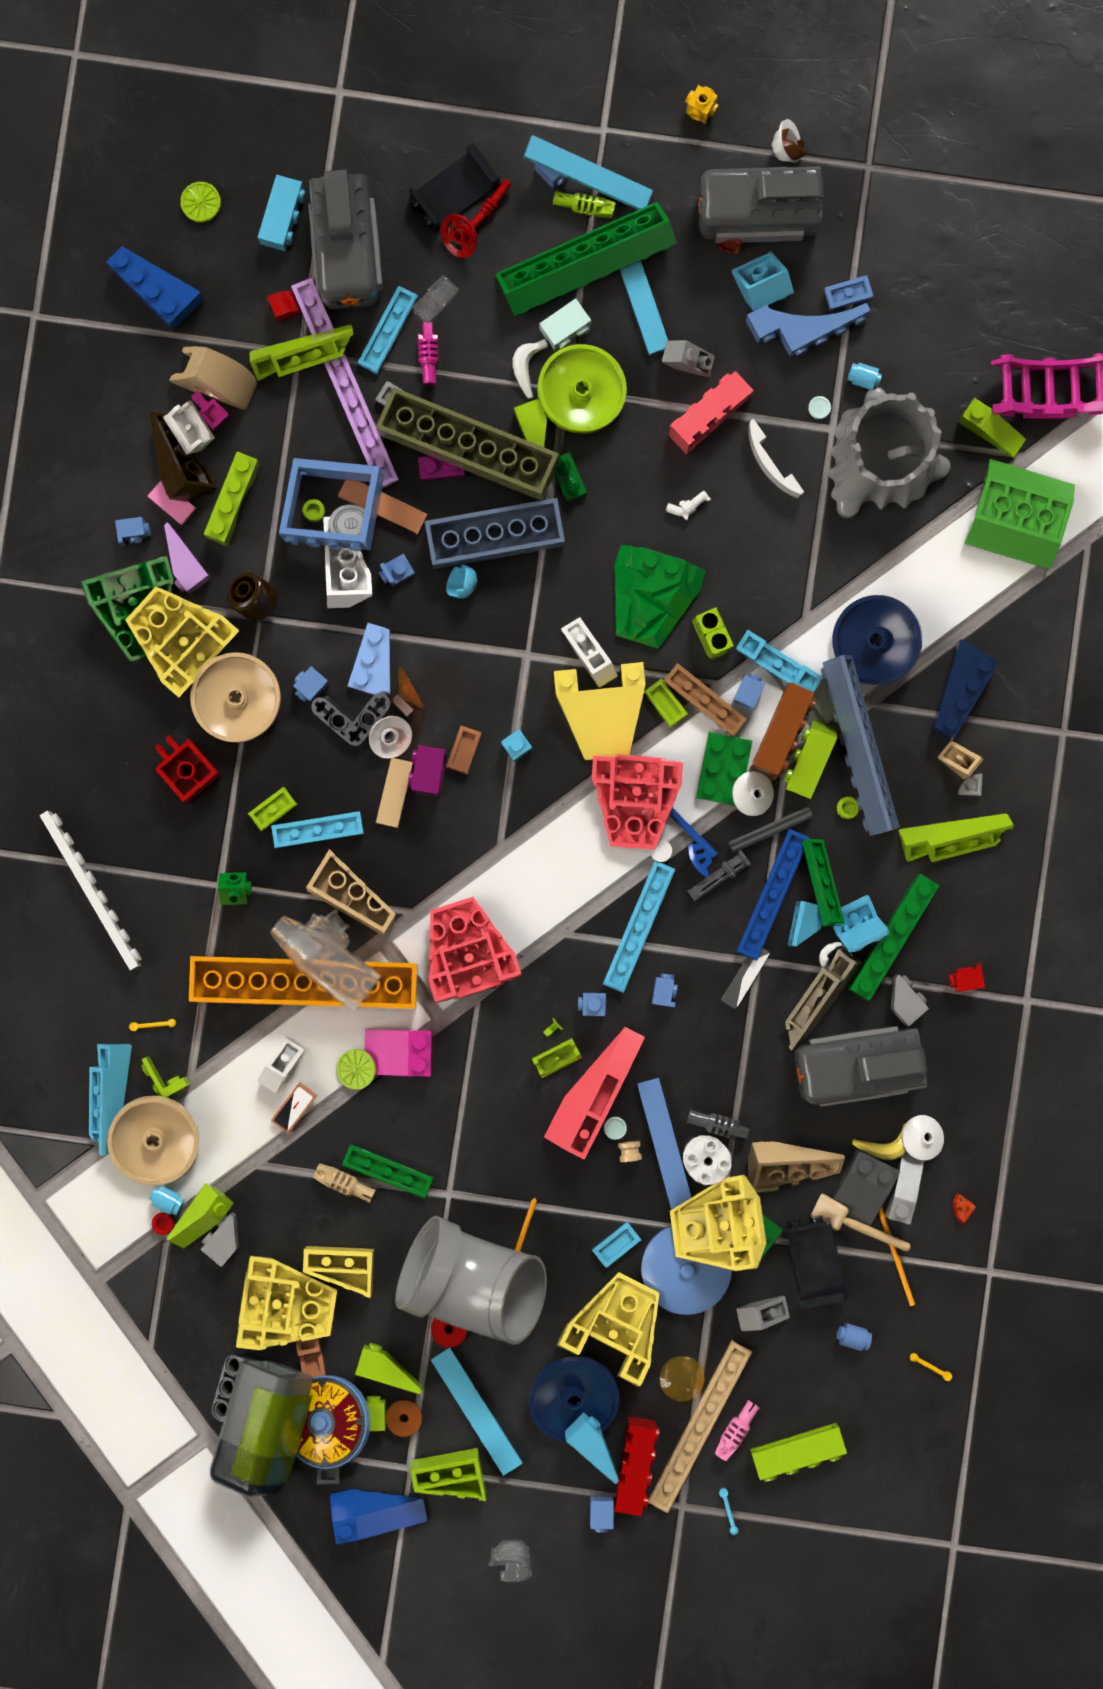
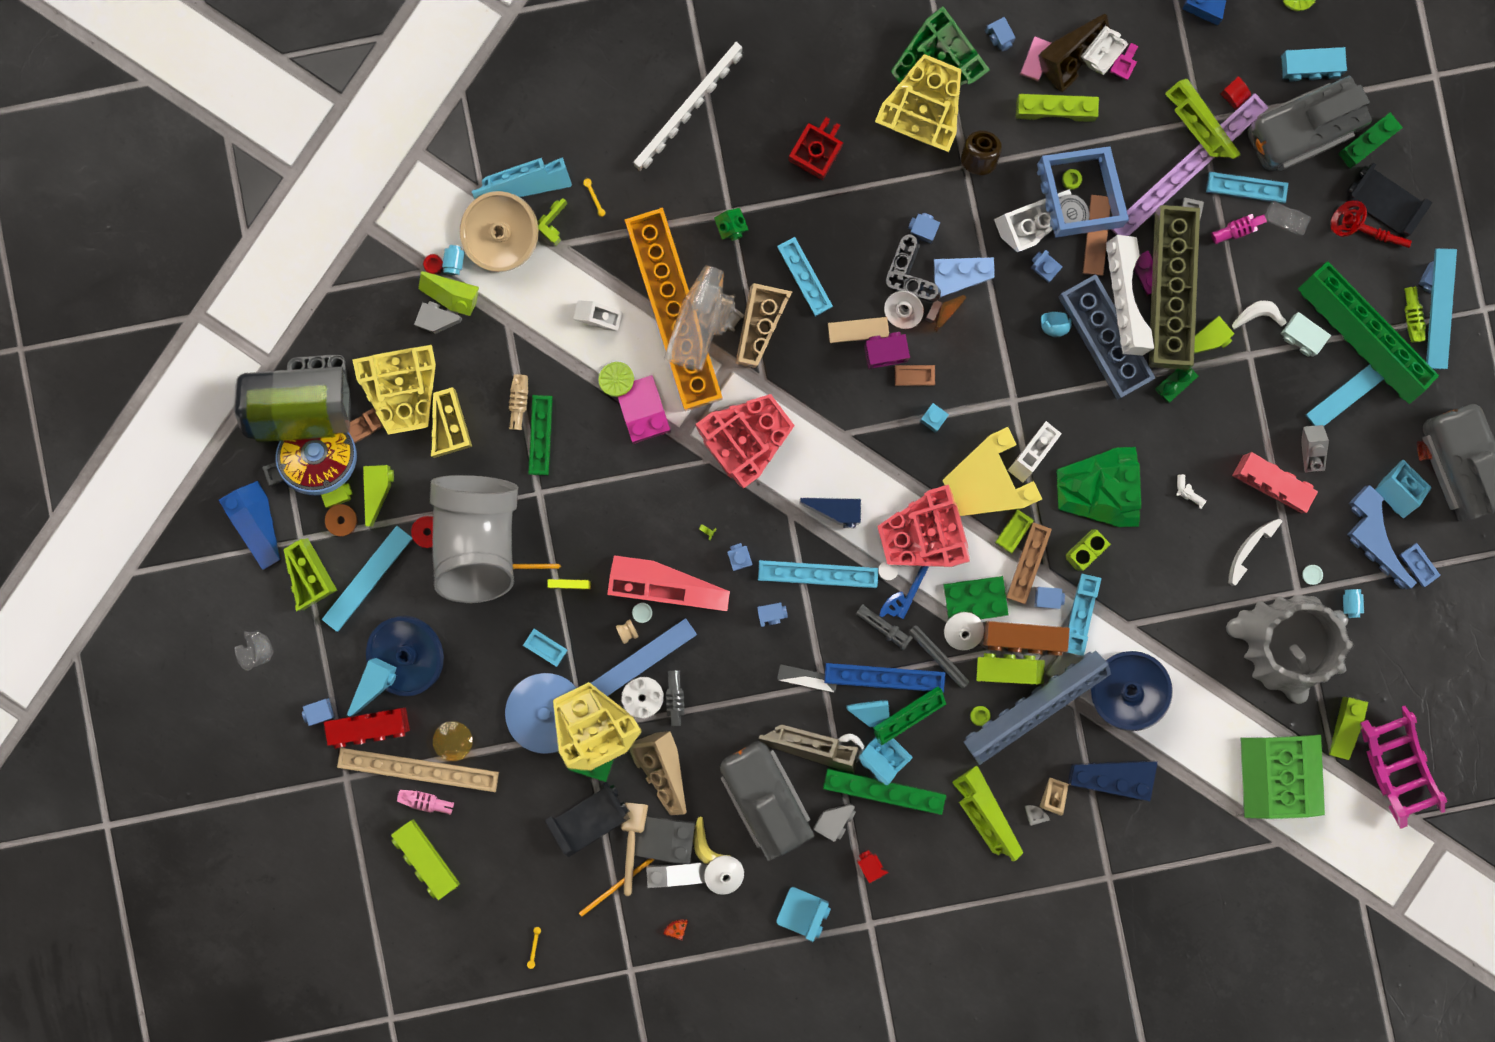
camera: 70 degrees right, 0 degrees up
(185, 566) = (986, 89): lavender slope -> none
(216, 377) = (1155, 58): tan piece -> none
(235, 697) = (891, 169): tan dish -> none
(272, 809) = (809, 233): lime plate -> none
(294, 1107) = (566, 338): slope -> none
(384, 183) = (1370, 140): none -> green arch
(501, 502) = (1134, 332): none -> white arch
(556, 1058) = (683, 543): lime hinge -> none
(558, 1196) = (569, 584): none -> neon yellow tile
(580, 881) = (839, 510): none -> dark blue slope
(581, 388) = (1256, 367): lime dish -> none
(621, 1318) = (484, 673): light yellow wedge -> none
(724, 1493) = (369, 809): medium azure hinge -> none
(762, 1313) = (530, 790): light grey slope -> none
(854, 1337) = (536, 874): medium blue brick -> none
(992, 1067) = (803, 913): none -> medium azure bracket

